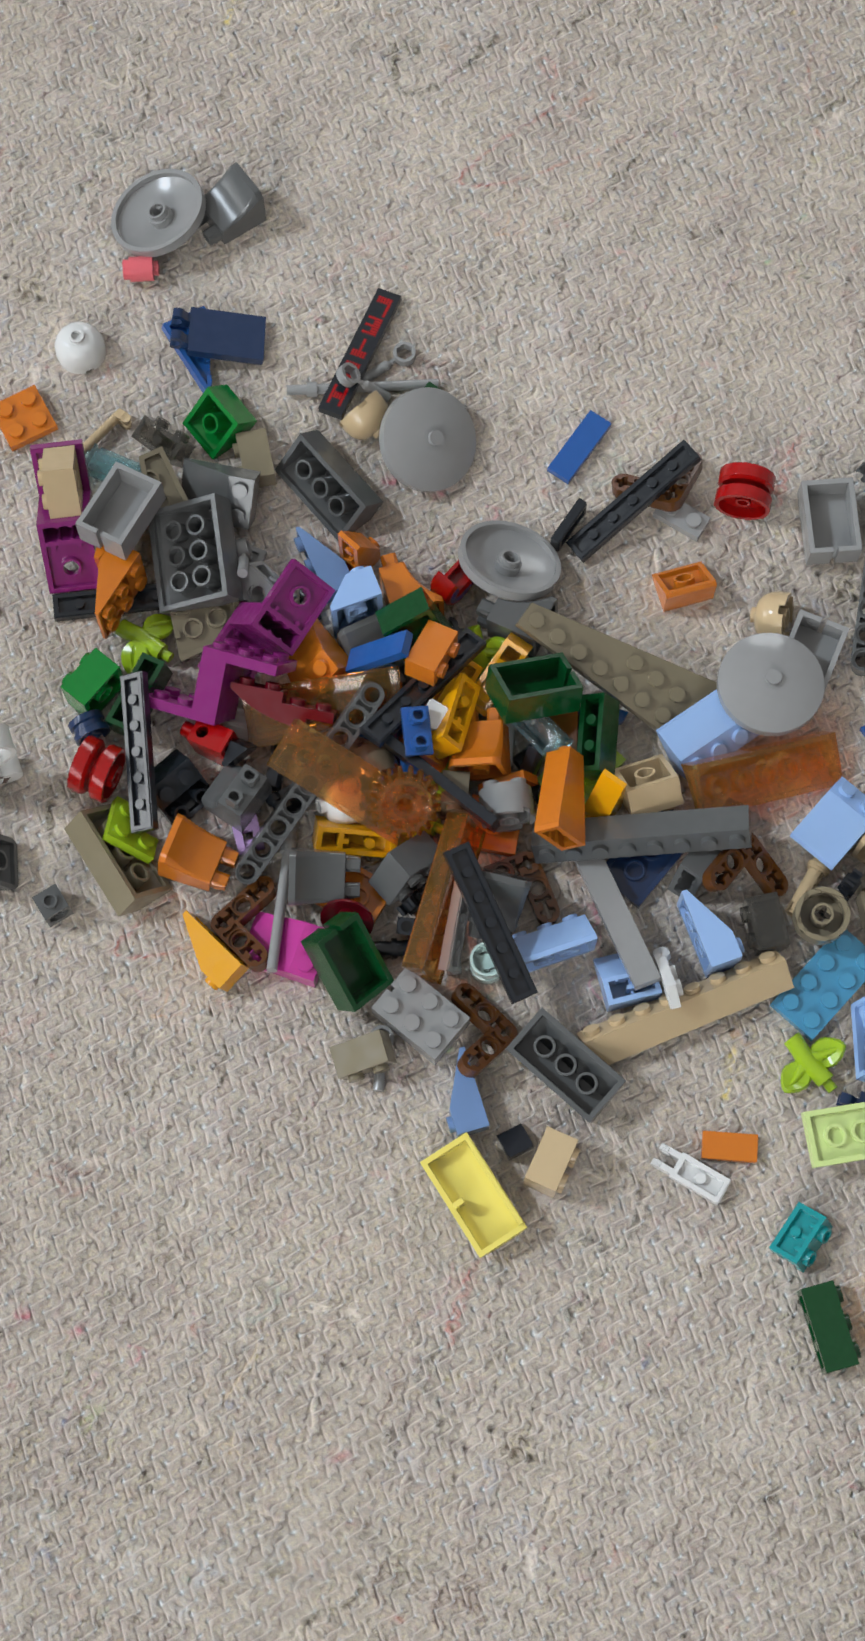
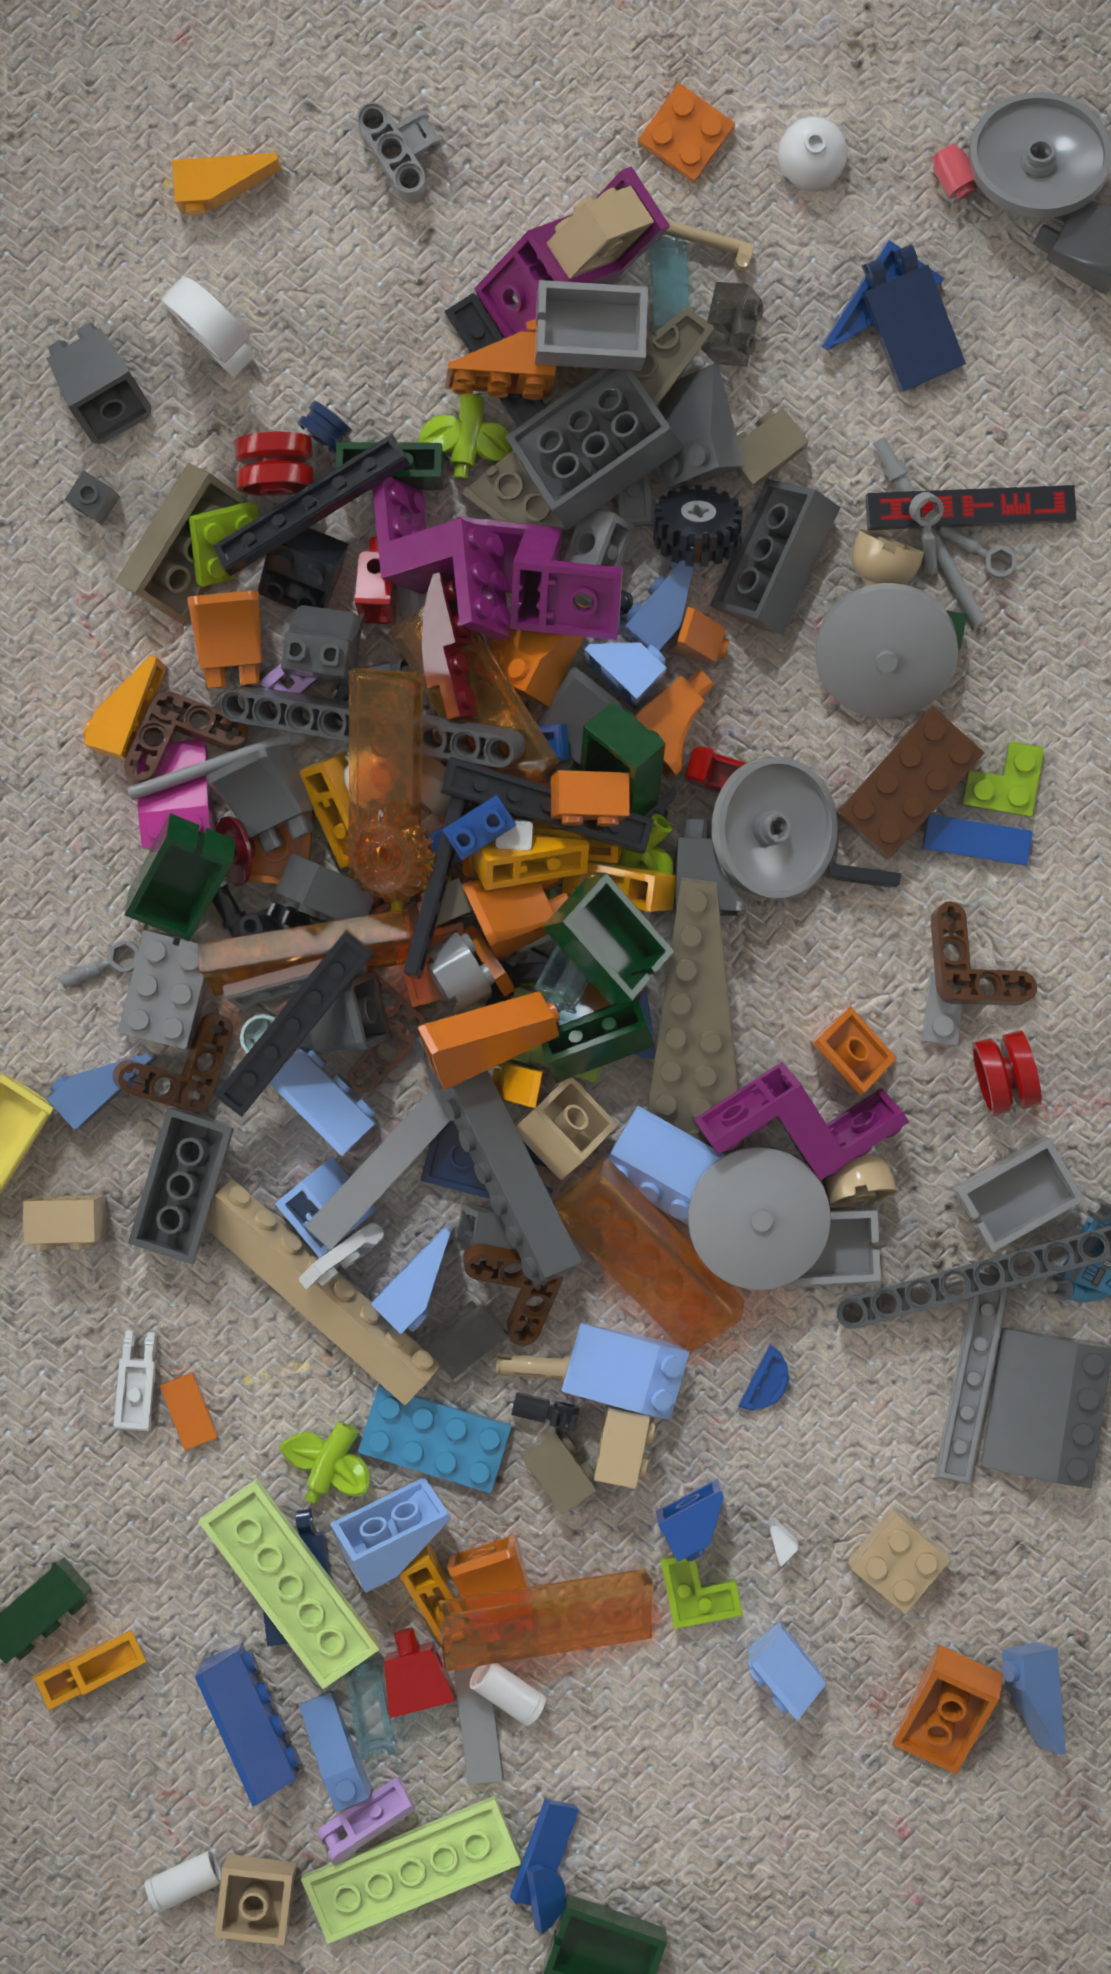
camera: 70 degrees right, 15 degrees up
(92, 683) = (376, 402): green brick -> none
(217, 419) = (796, 377): green slope -> none
(237, 751) = (375, 619): black slope -> none
(245, 555) = (632, 500): light grey piece -> none
(284, 518) = (697, 525): none -> black wheel
(363, 1055) = (87, 947): dark tan brick -> none
(379, 652) = (562, 732): blue tile -> none
(515, 1142) = (77, 1166): black slope -> none
(521, 469) = (909, 783): none -> reddish brown brick
(556, 409) = (1012, 791): none -> lime plate
(633, 500) = (928, 943): black tile -> none
(715, 629) = (820, 1144): none -> magenta bracket
(802, 1237) = (122, 1537): teal bracket -> none
(835, 909) = (487, 1418): dark tan brick -> none

